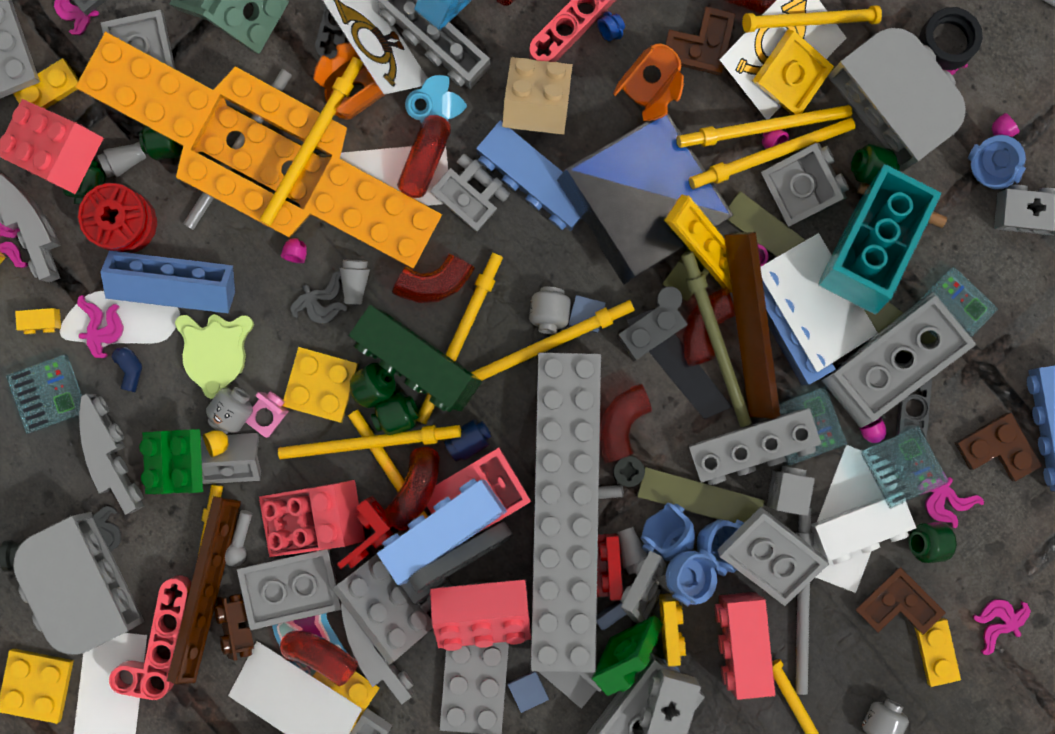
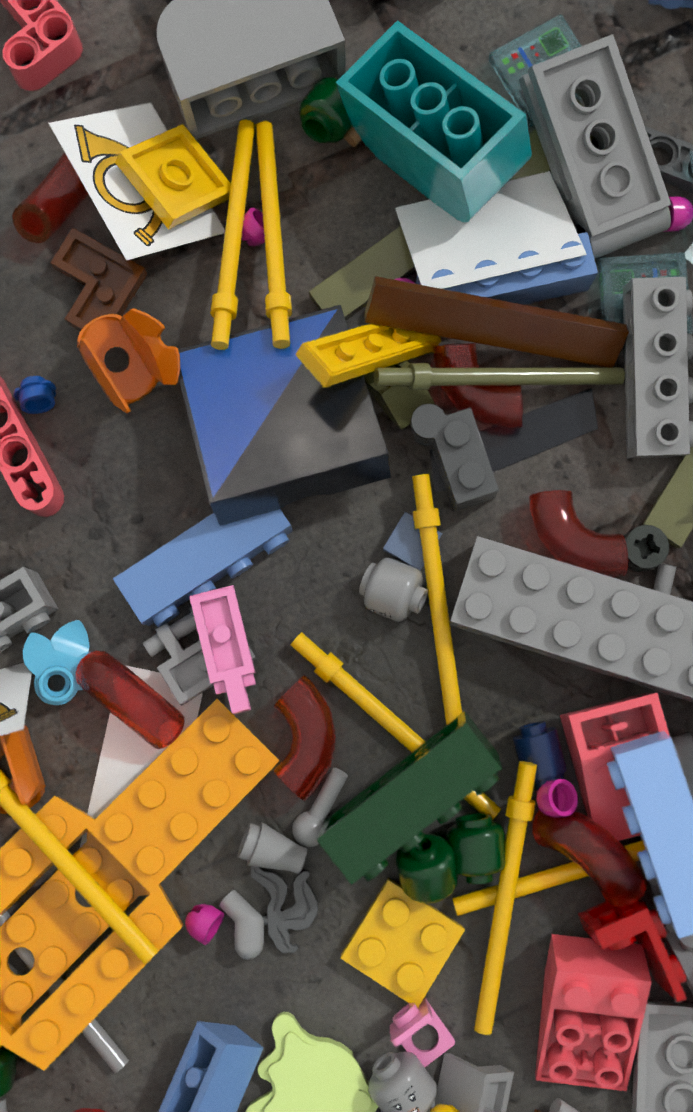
camera: 65 degrees left, 5 degrees down
(300, 280) = (248, 925): none -> light grey arm
(380, 301) = (309, 823): none -> light grey bar
(443, 456) = (557, 798): none -> dark pink hinge
(478, 208) = (224, 645): none -> bright pink hinge
(537, 95) = (96, 517): tan brick -> none
(751, 22) = (90, 201): yellow bar -> none
(805, 183) = (326, 203): light grey plate -> none

